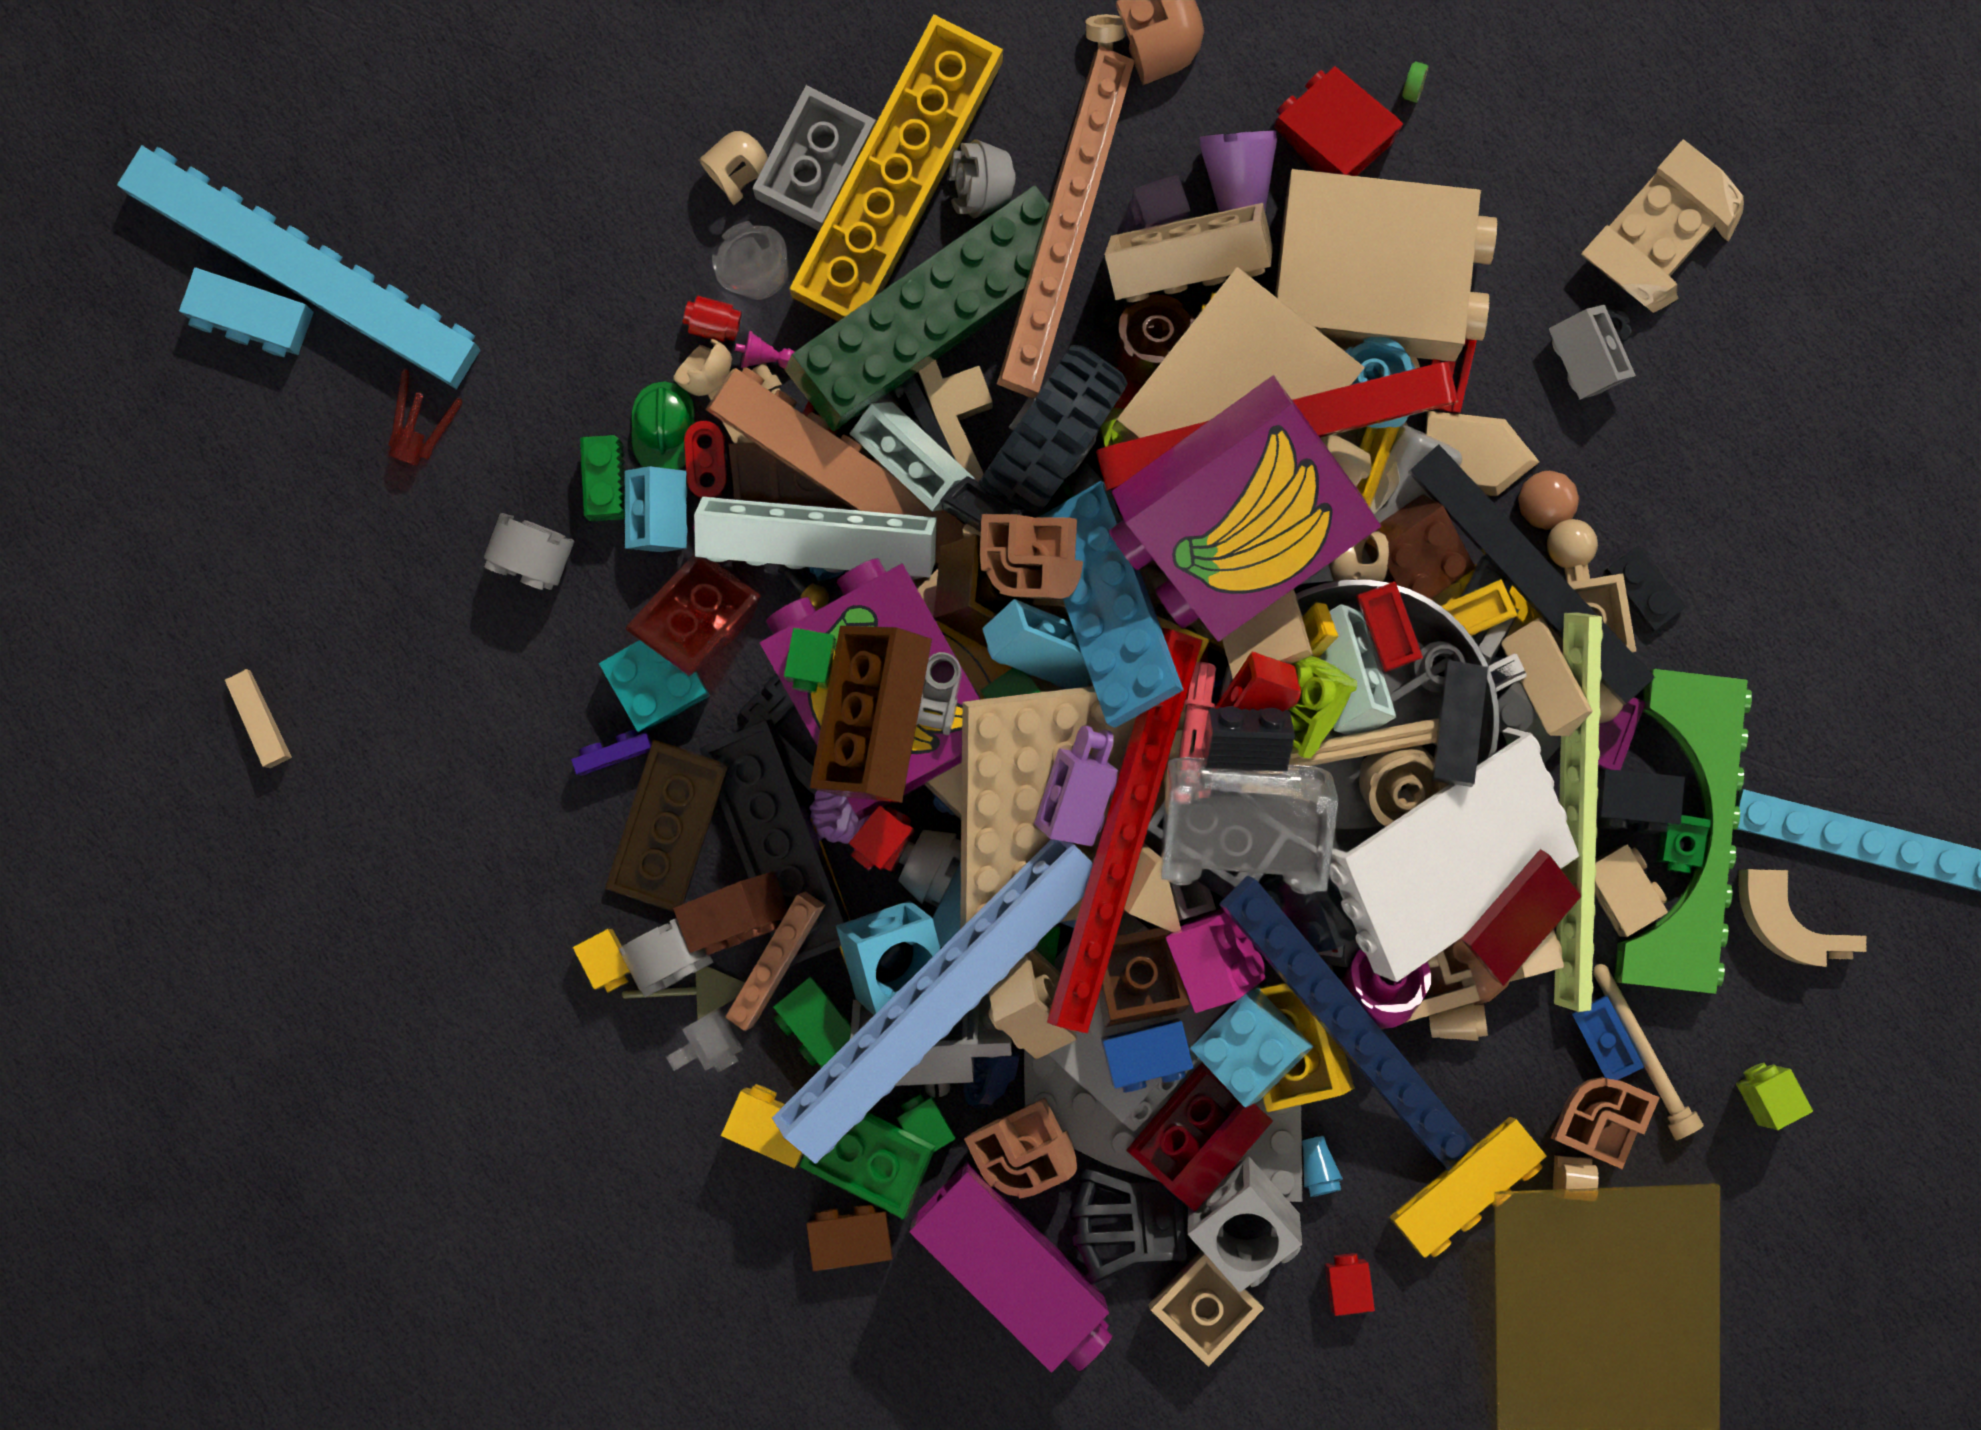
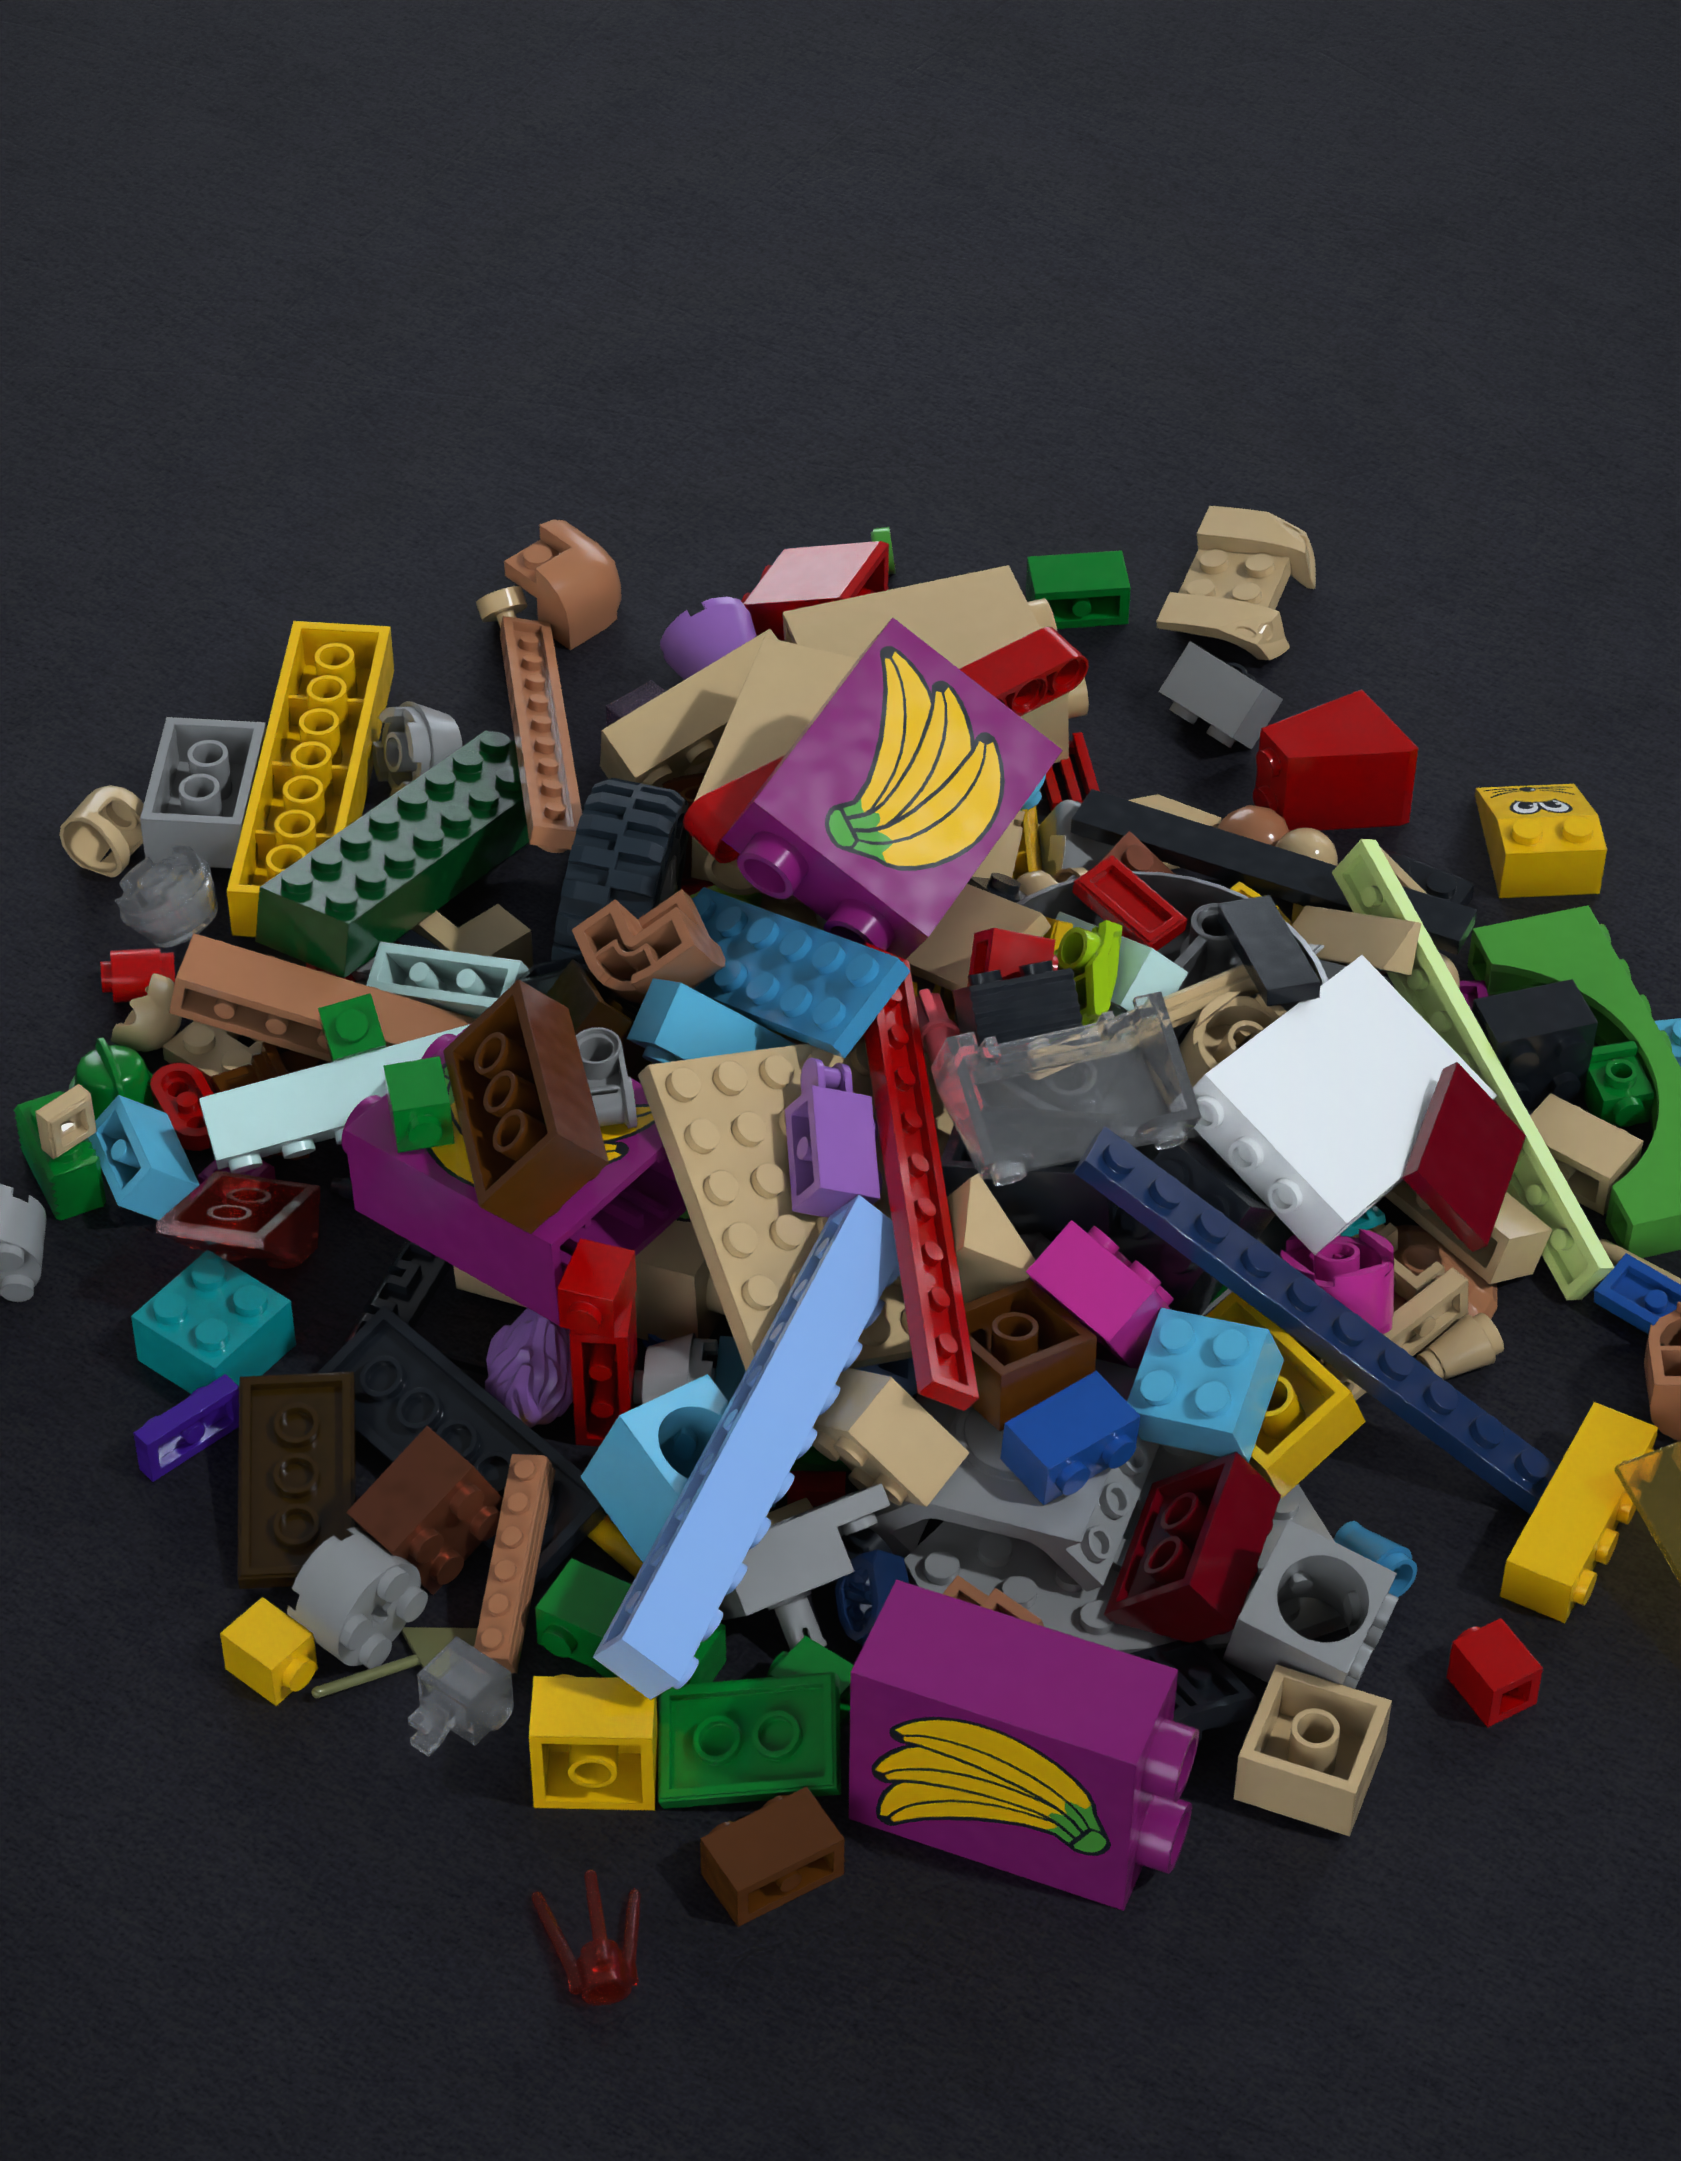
camera: 20 degrees left, 40 degrees down
(602, 488) = (66, 1121): none -> tan tile
(719, 1274) = (603, 1970): none -> clear red plant
(816, 499) = (351, 1027): none -> green brick
(1542, 184) = (1081, 587): none -> green brick
(1636, 469) = (1337, 767): none -> red slope
(1759, 575) = (1542, 840): none -> yellow slope

